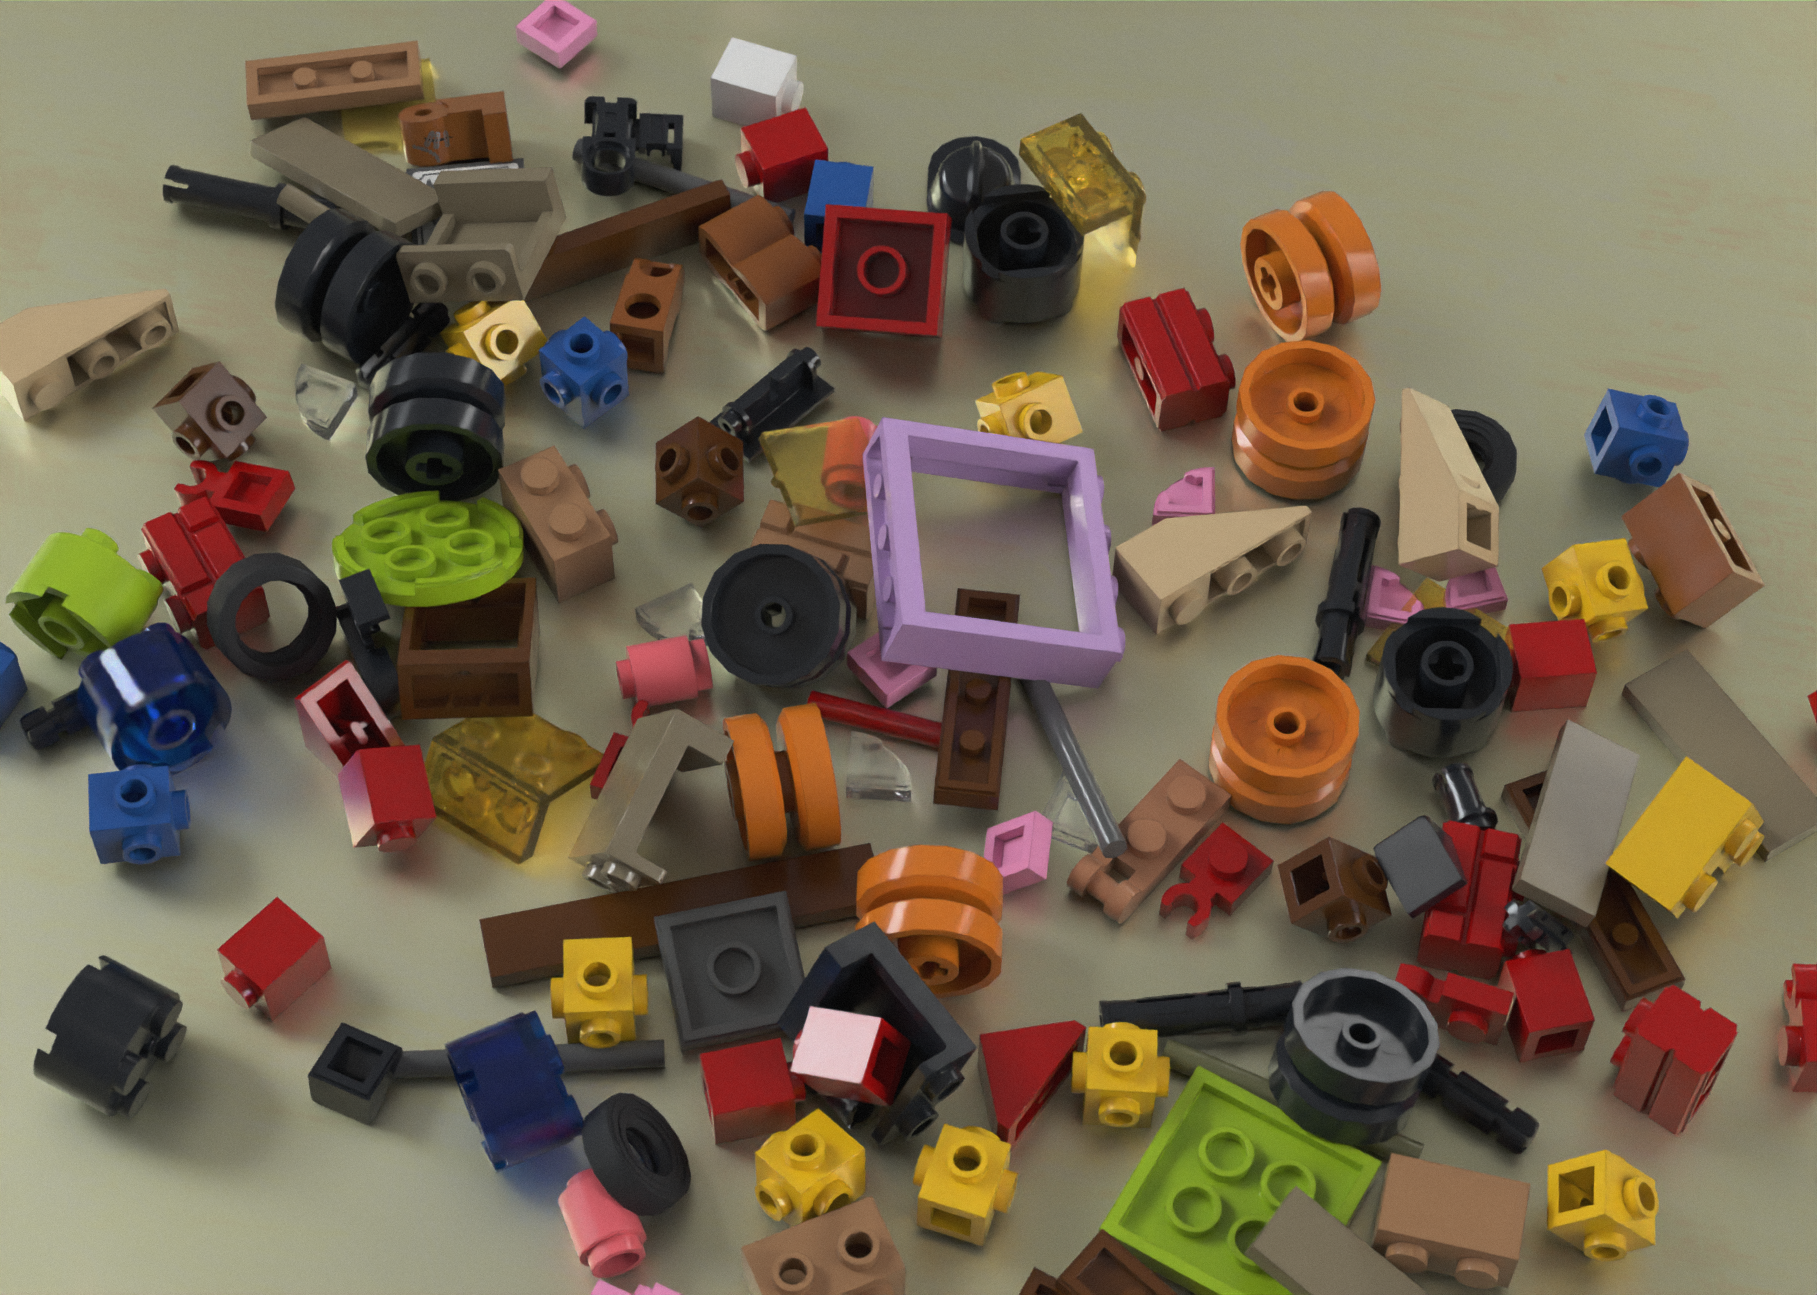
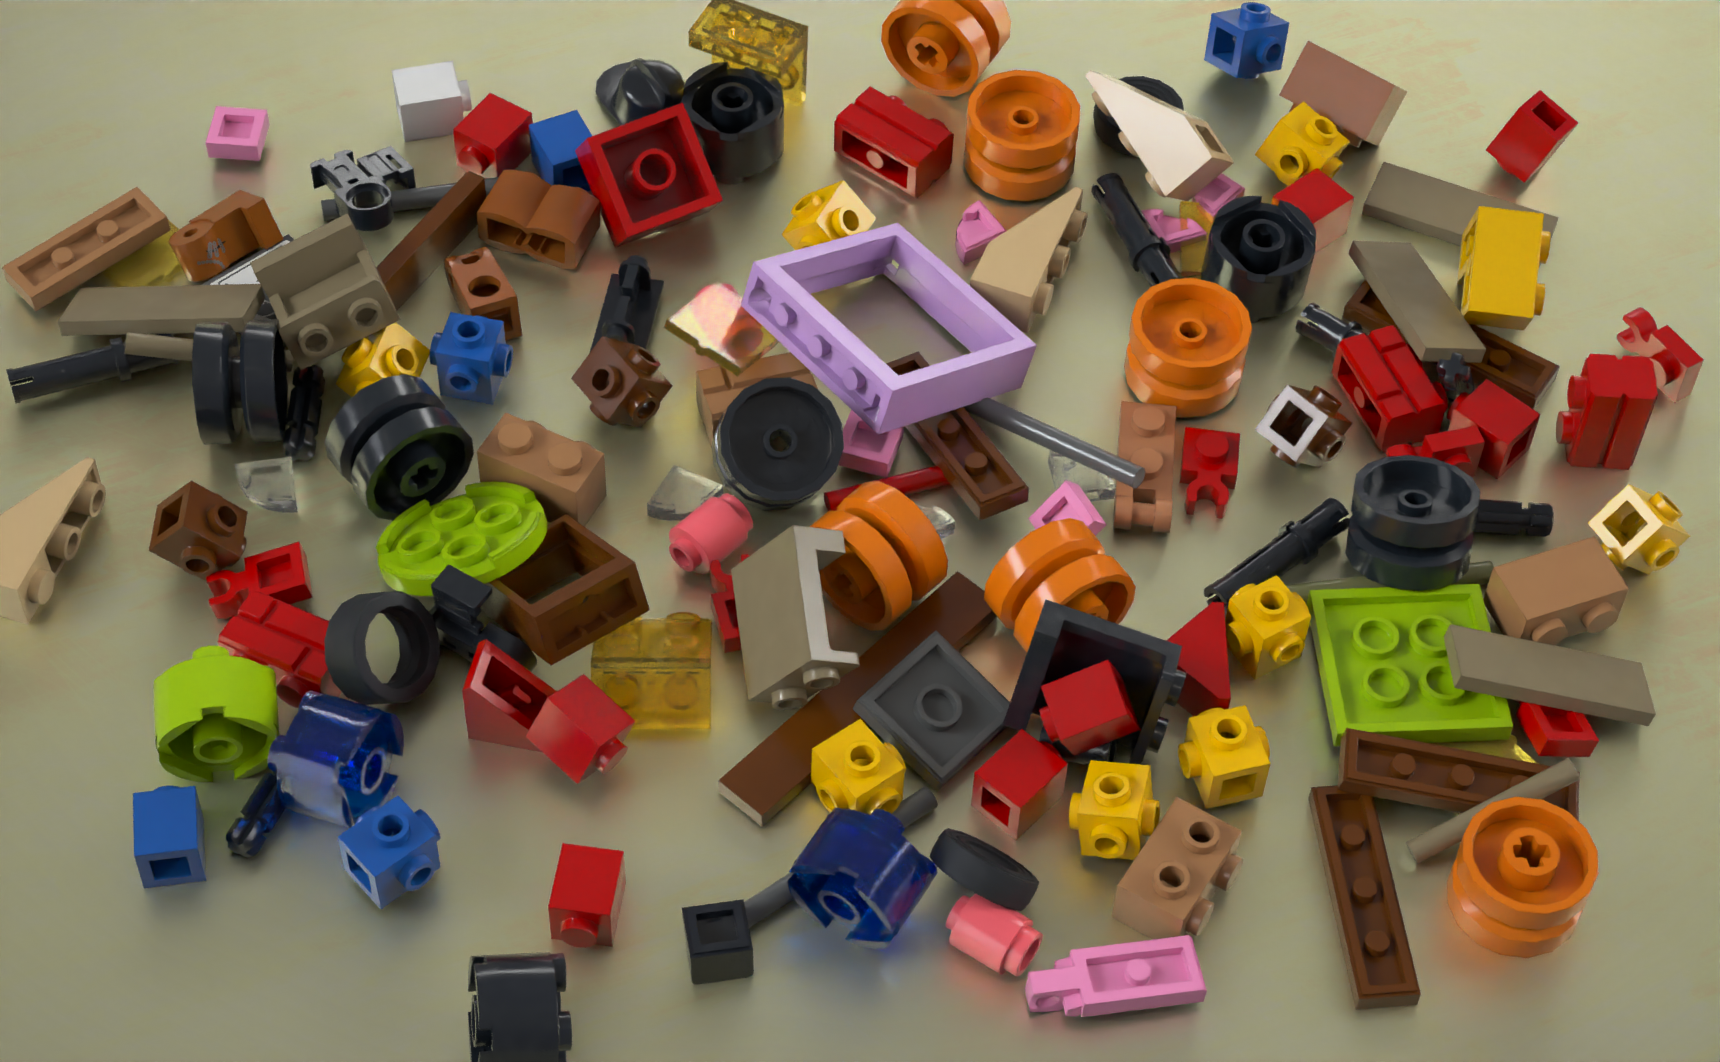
camera: 35 degrees left, 5 degrees down
(1420, 865) = (1354, 375): black slope -> none

